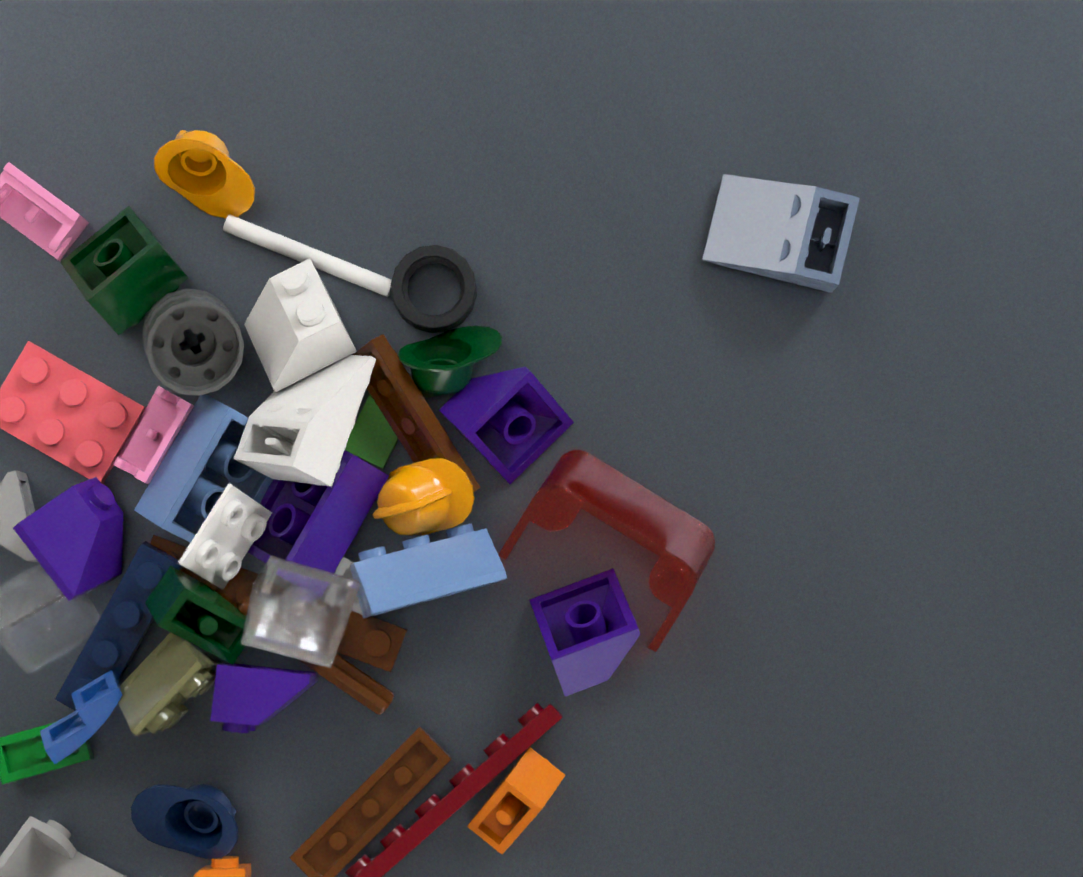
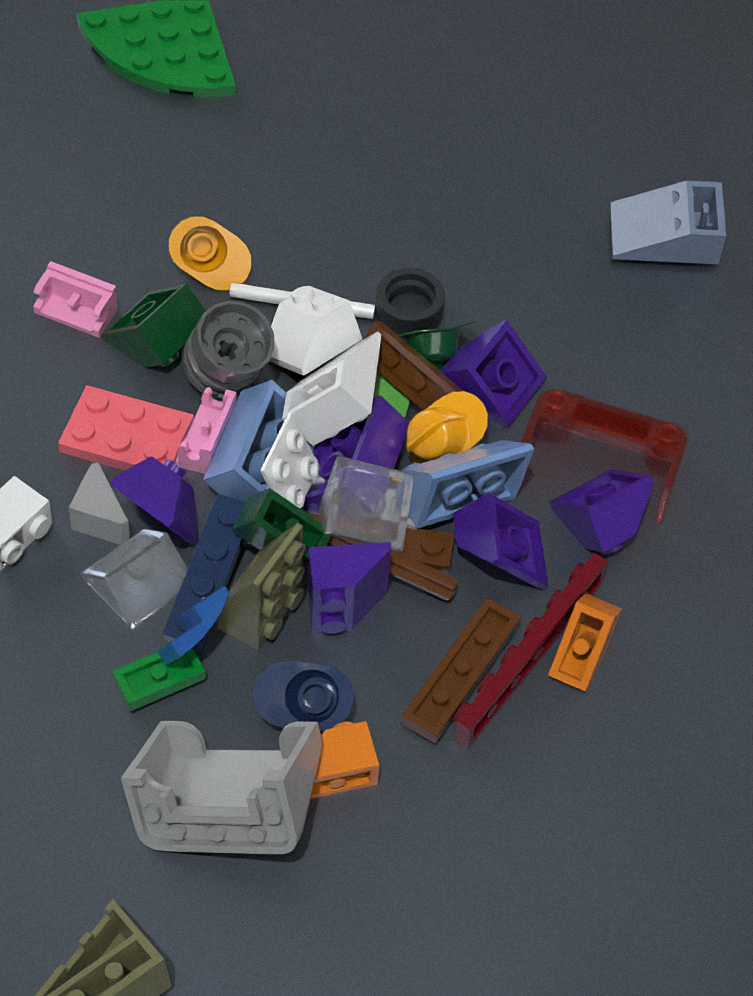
camera: 15 degrees left, 30 degrees down
(456, 660) = (502, 538): none -> dark purple slope

